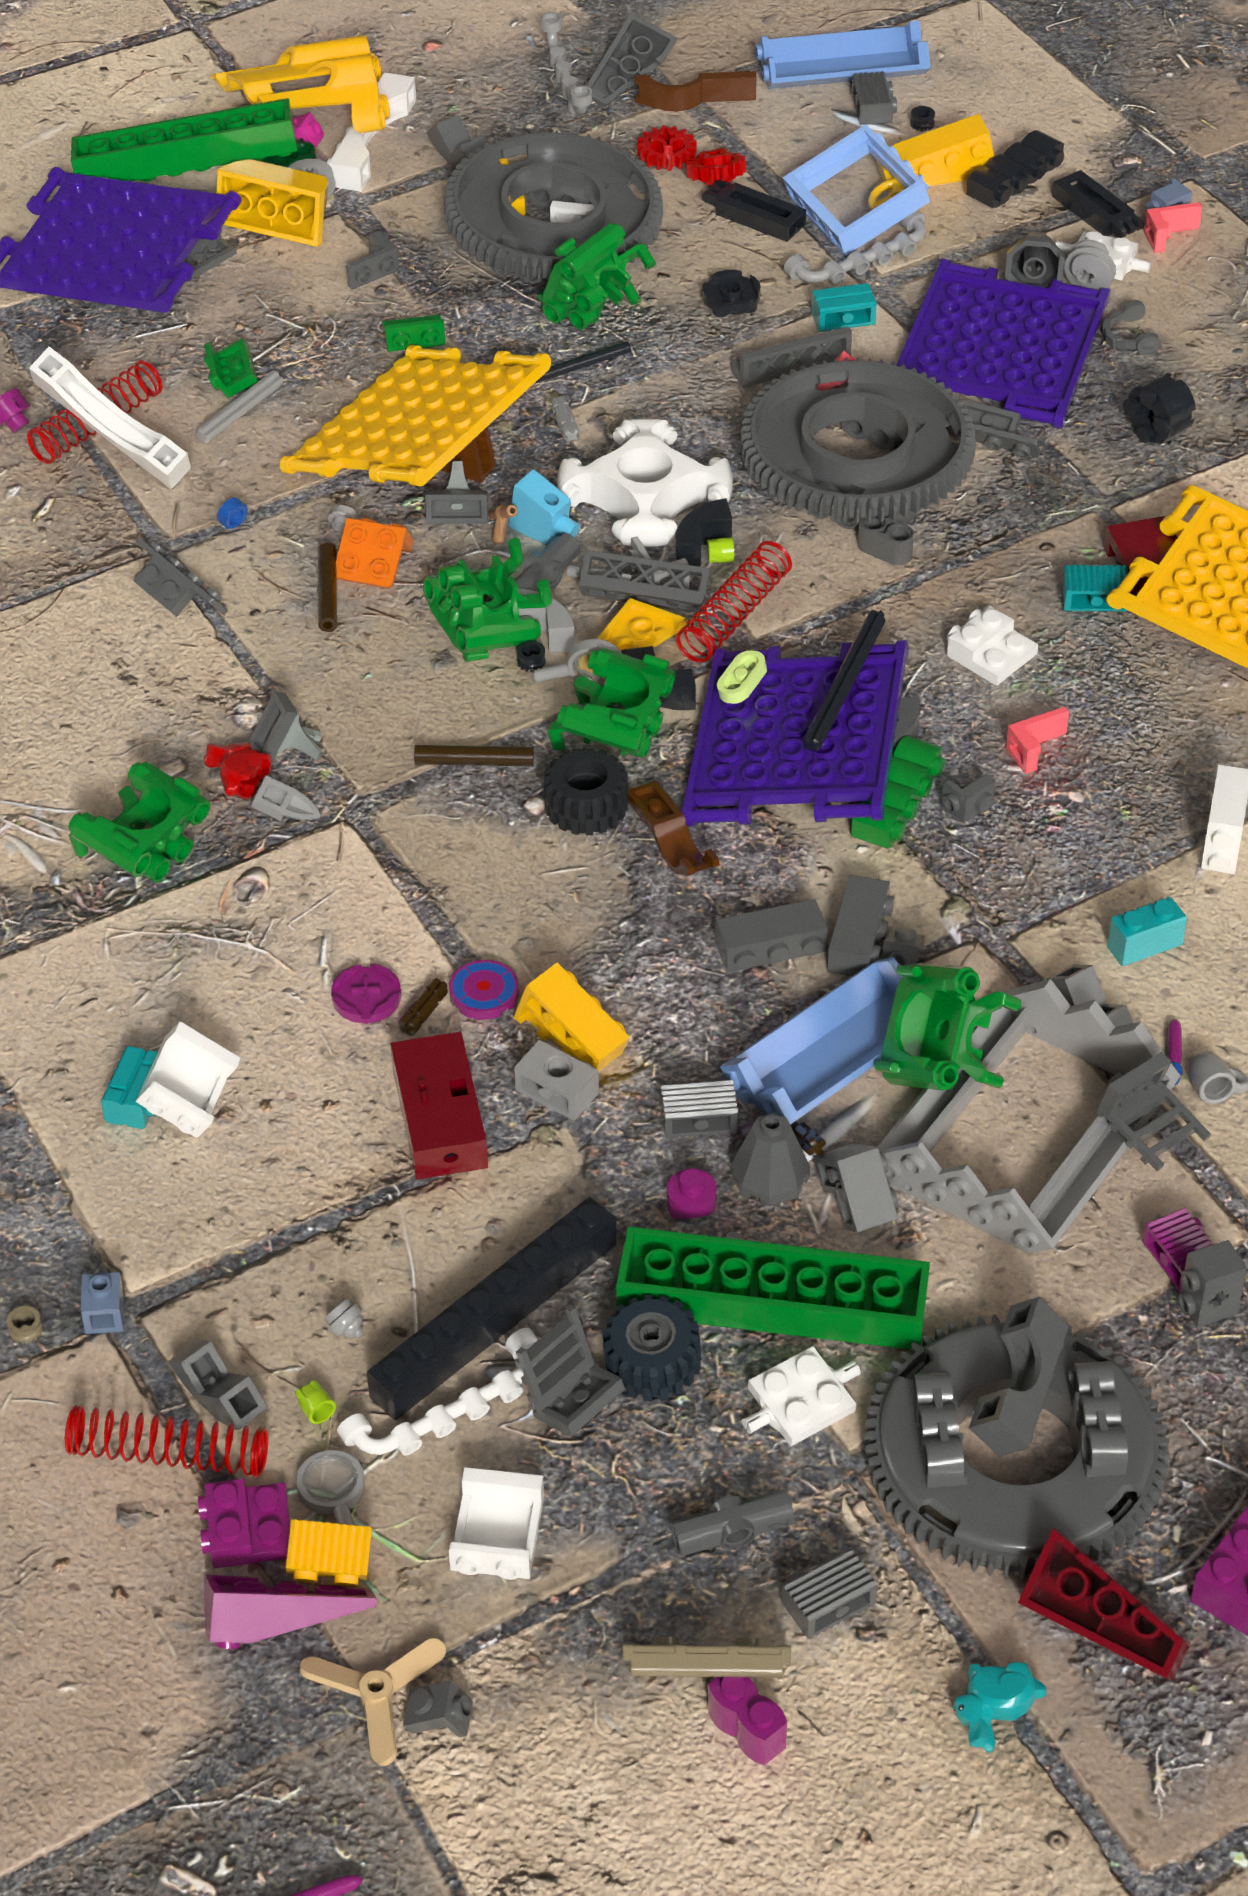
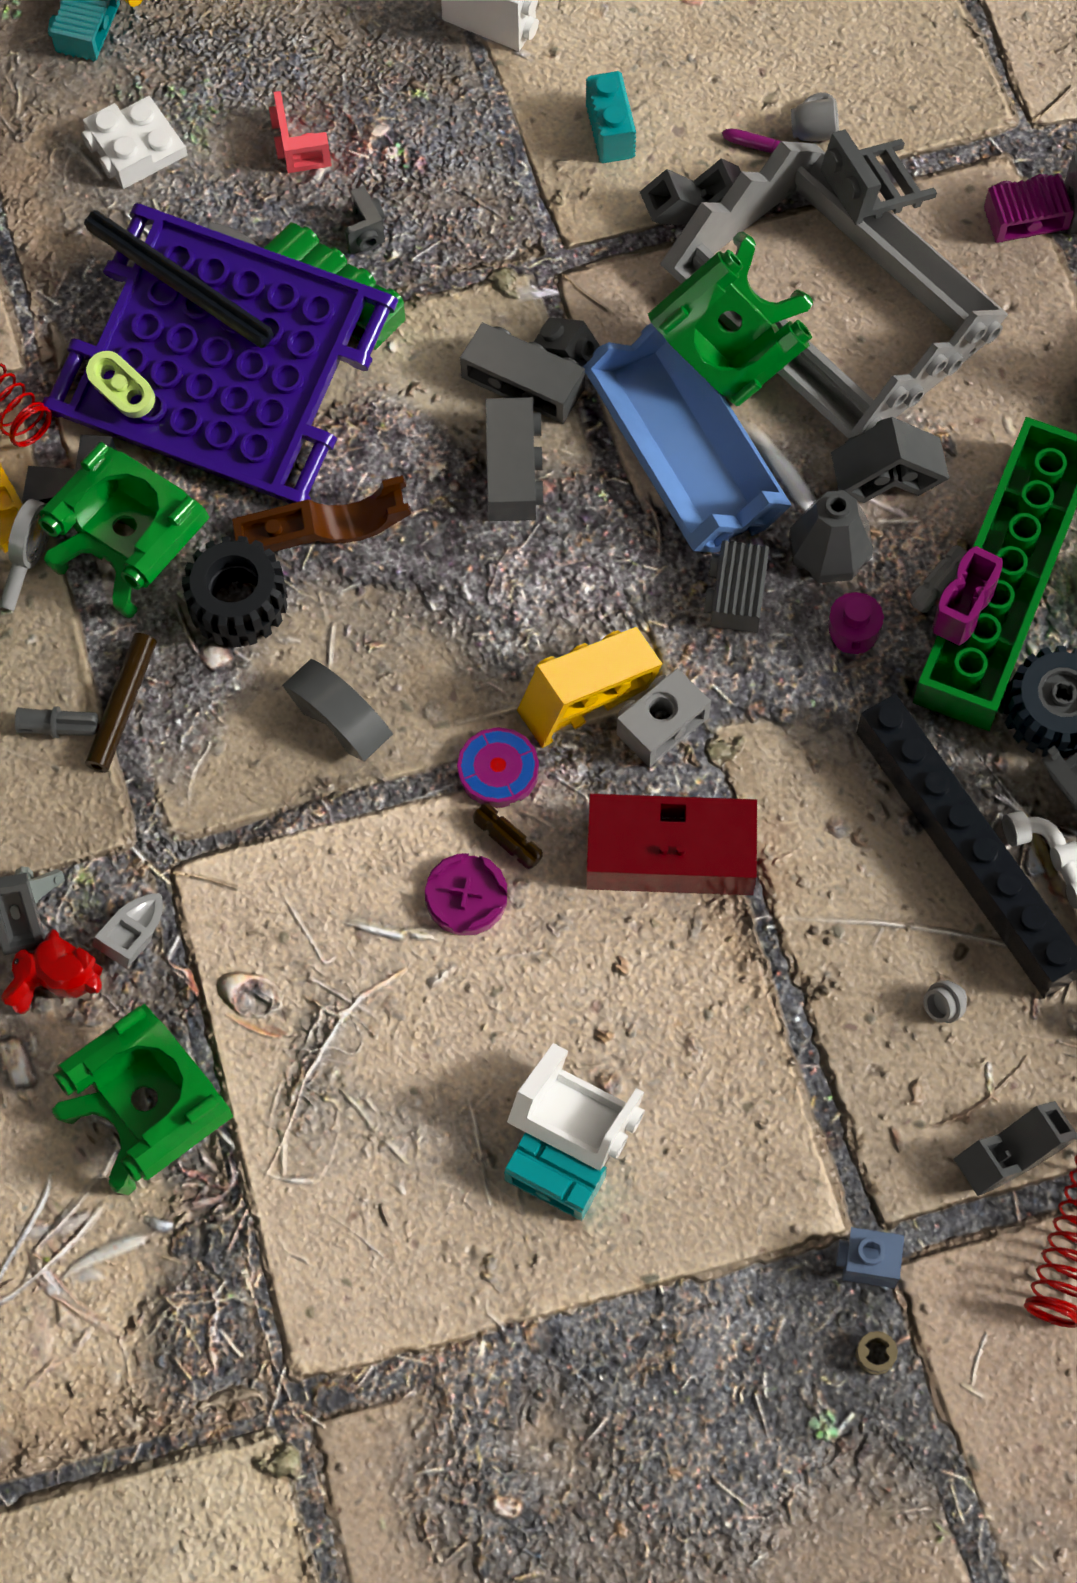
camera: 75 degrees left, 20 degrees up
(315, 1402) = (1053, 1051): lime hose -> none
(445, 721) = (55, 722): none -> dark grey axle
(503, 863) = (335, 703): none -> dark grey brick
(710, 1227) = (967, 595): none -> magenta brick
(808, 1138) = (810, 492): dark brown axle -> none

